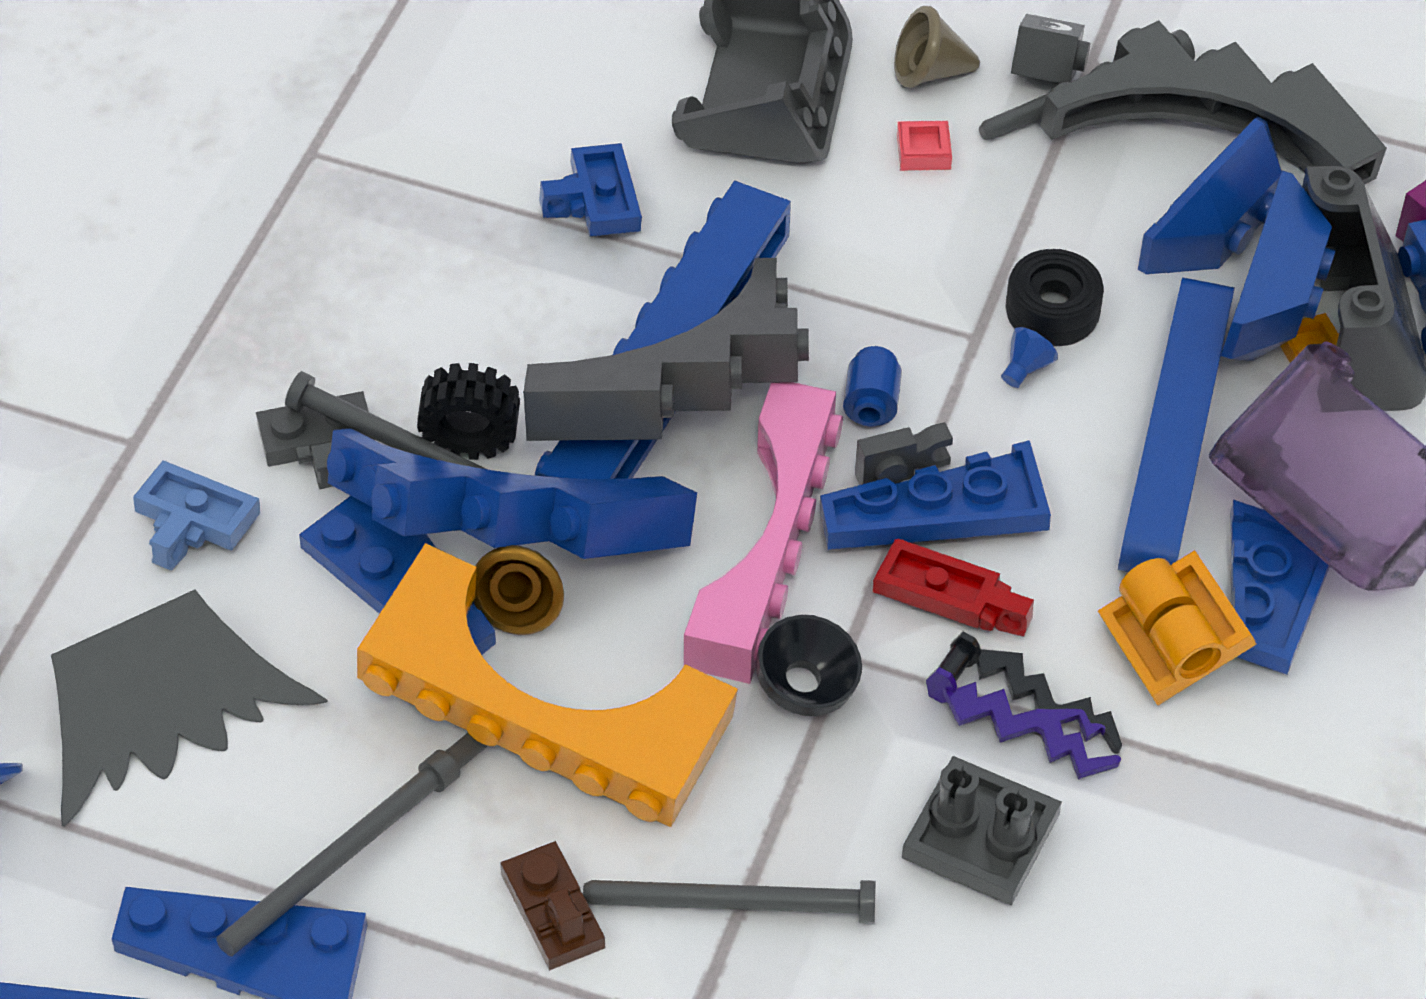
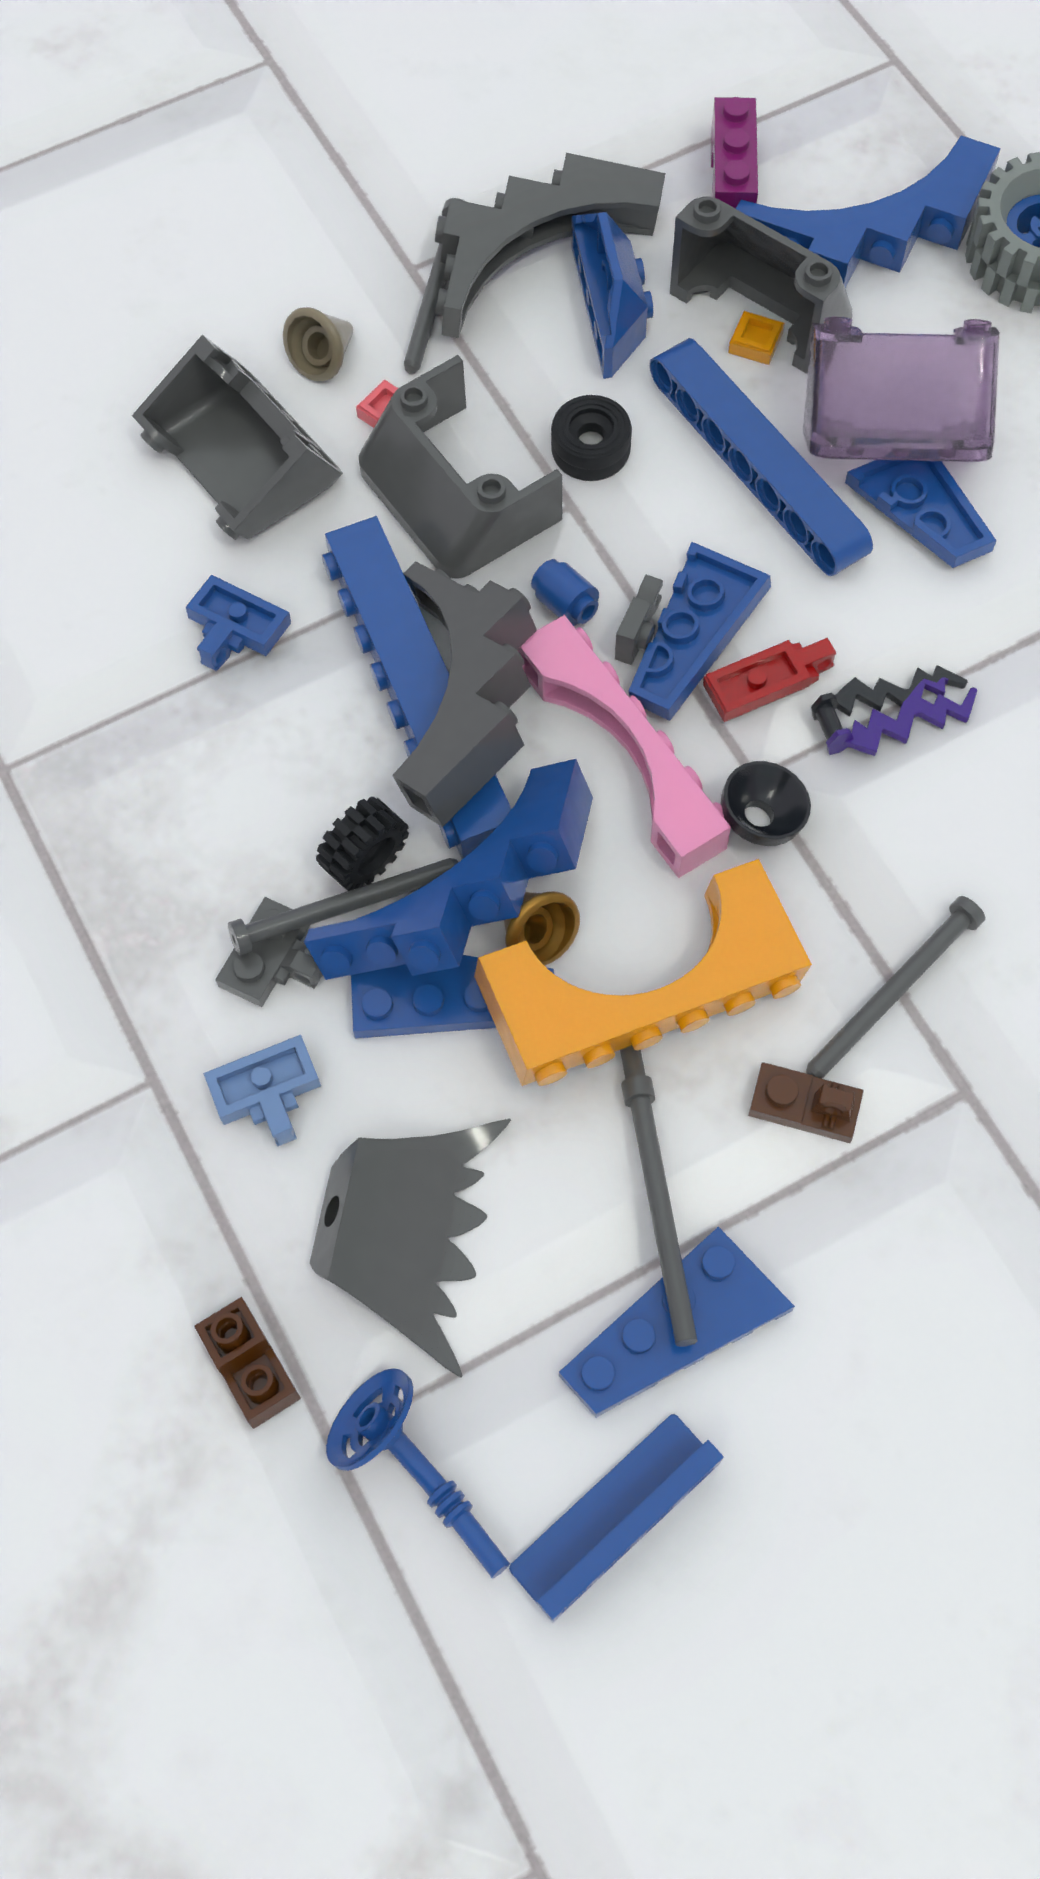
camera: 45 degrees left, 15 degrees up
(868, 271) = (449, 520): none -> dark grey windscreen
(981, 830) = (971, 805): dark grey plate -> none
(1027, 354) = (622, 488): blue rock -> none
(1049, 49) = (391, 278): dark grey brick -> none
(1174, 624) = (919, 578): light orange plate -> none
(1281, 274) = (713, 300): blue wedge -> none

